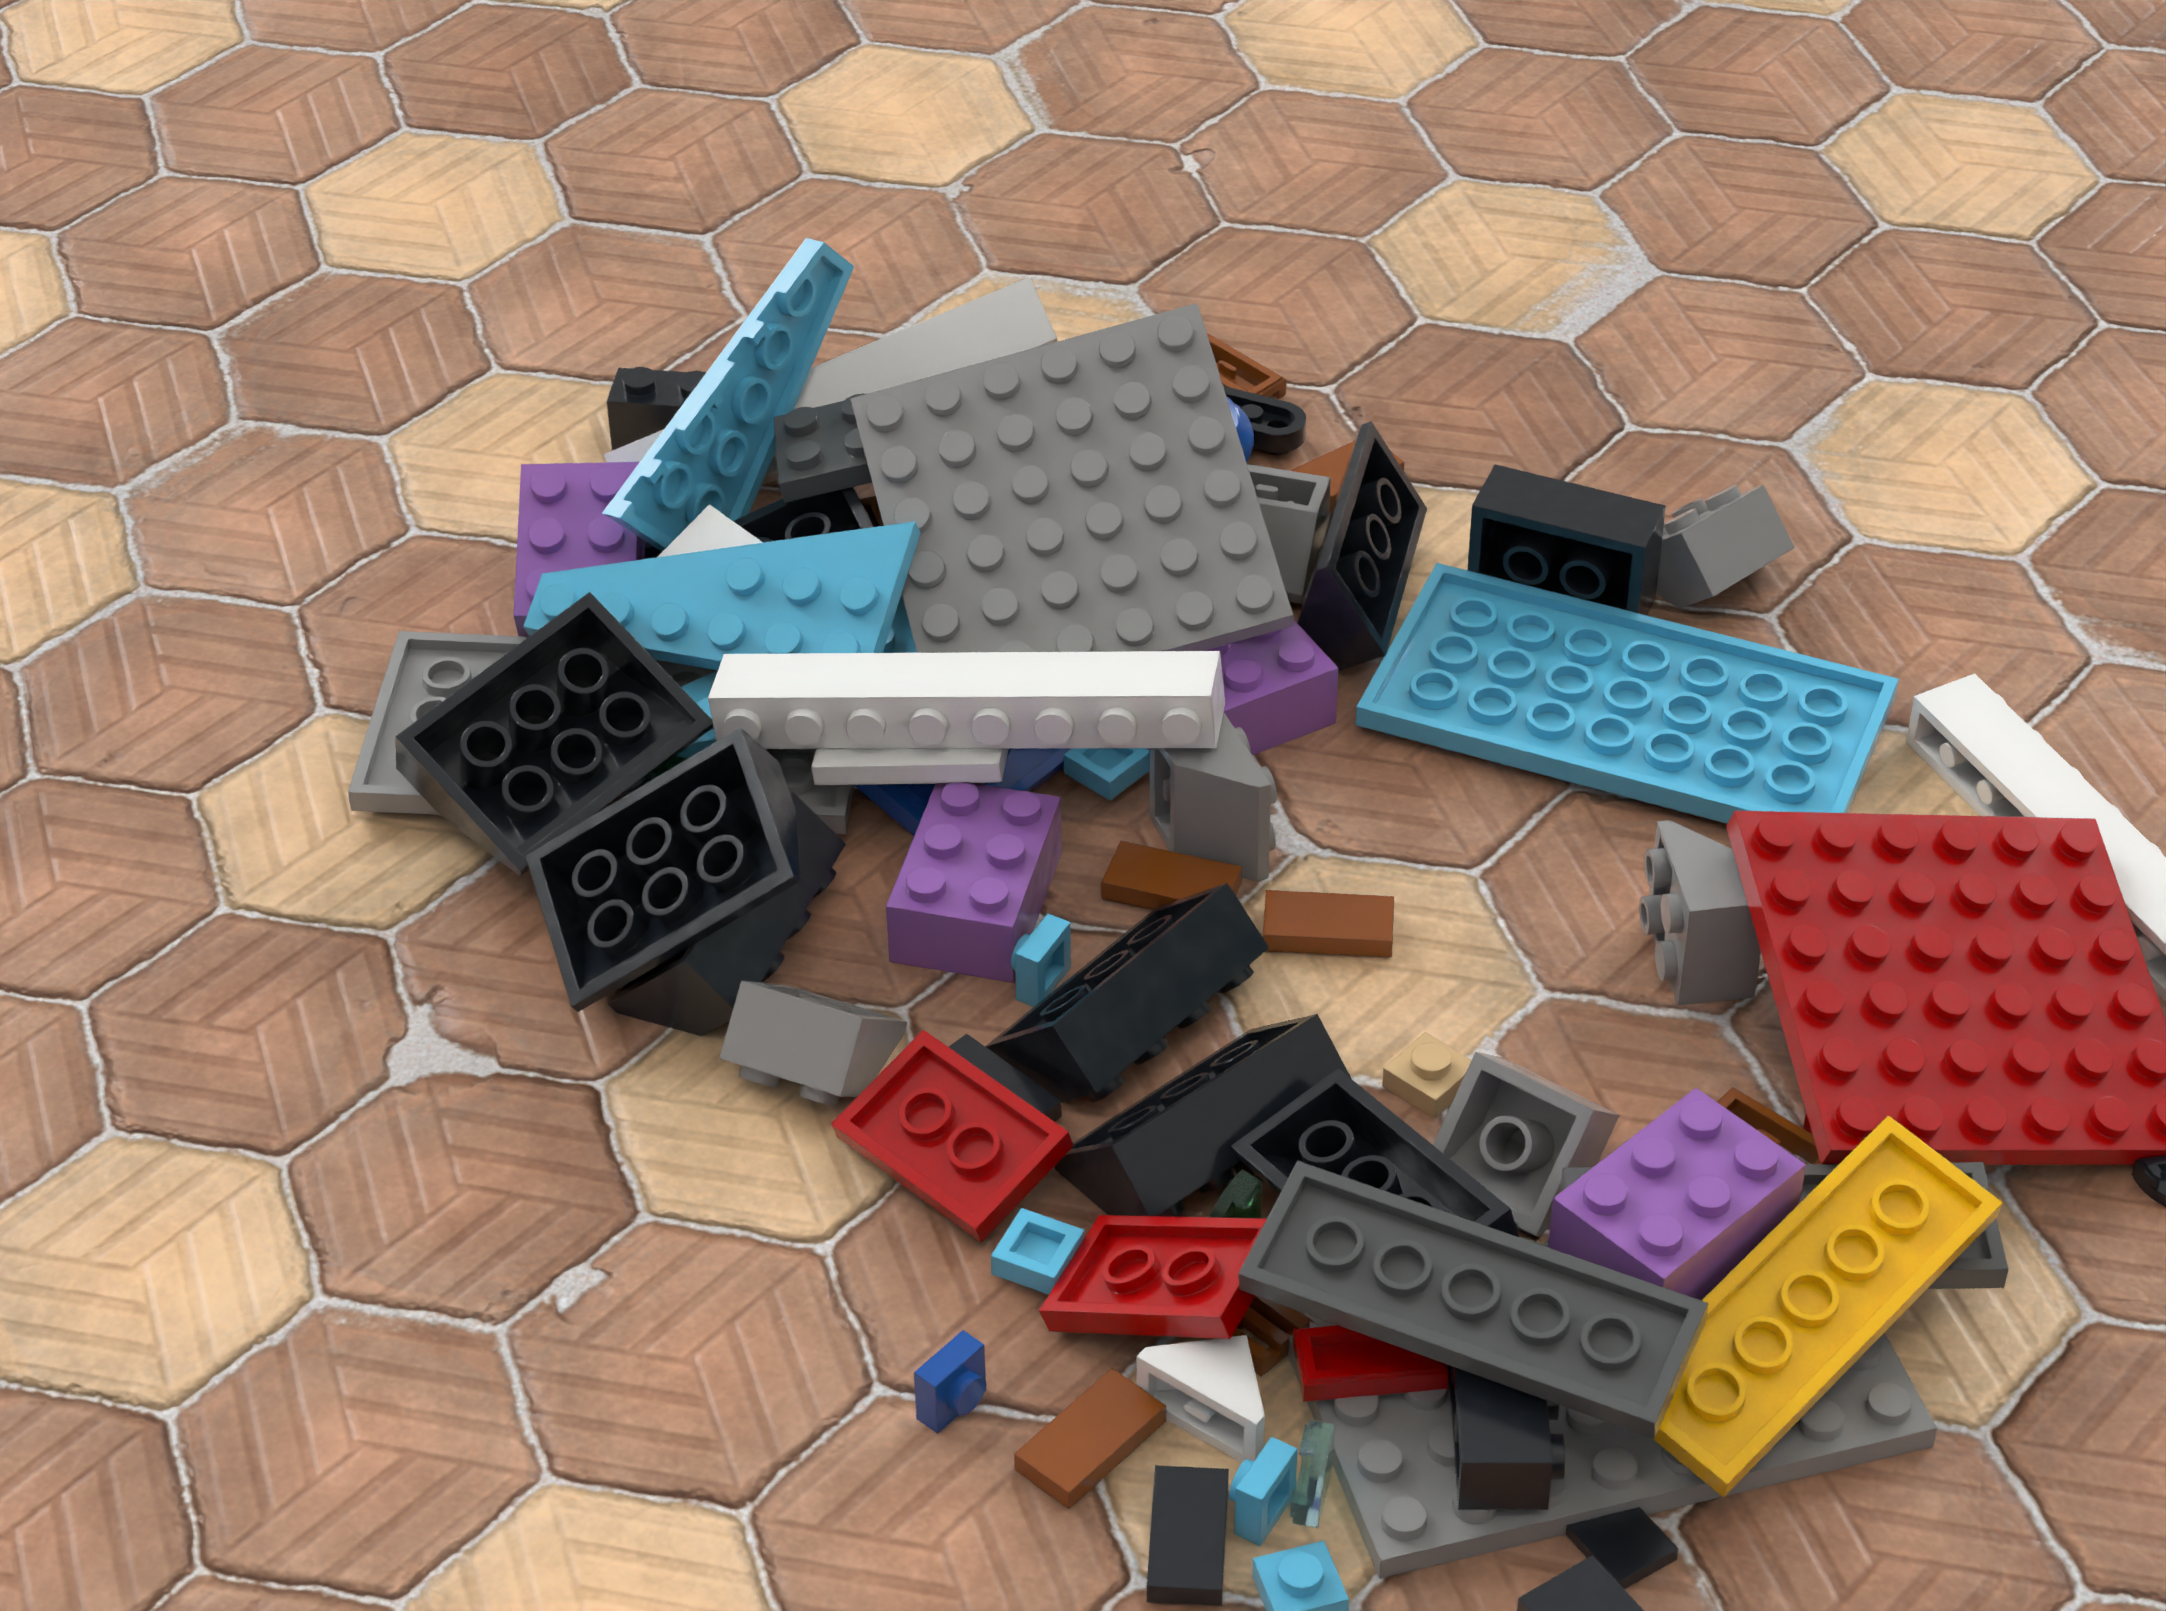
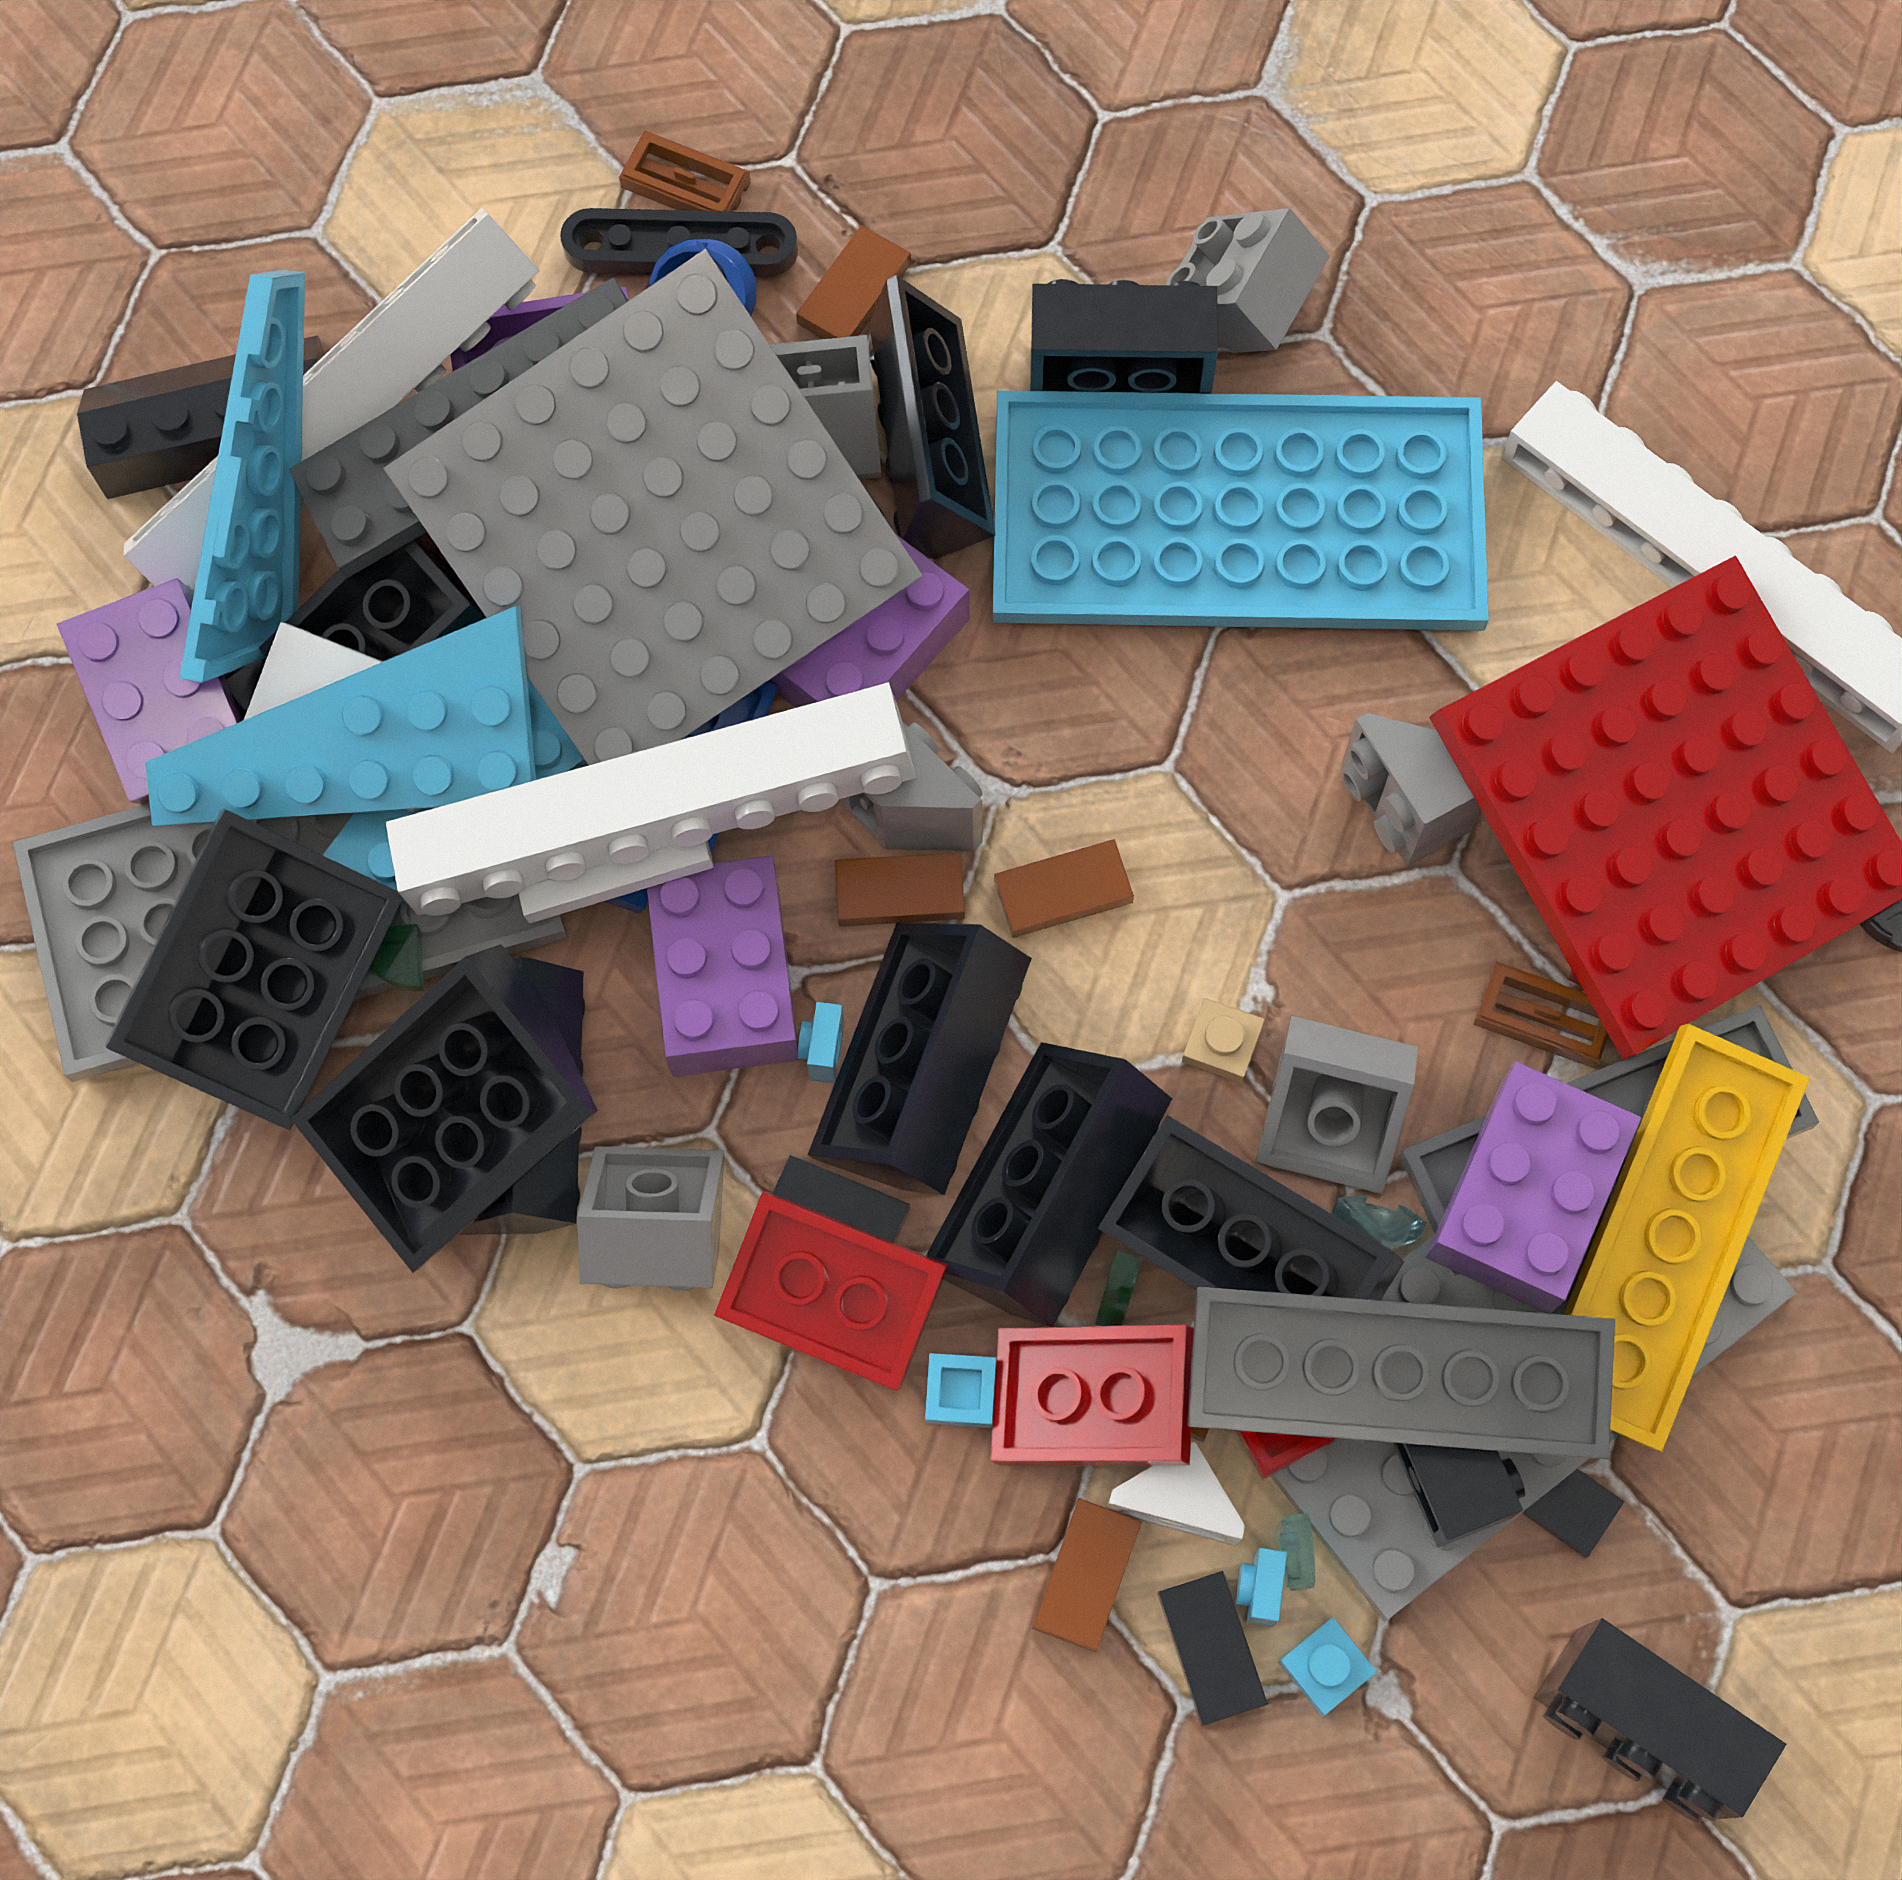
camera: 20 degrees left, 30 degrees up
(950, 1382) = (950, 1574): blue plate -> none

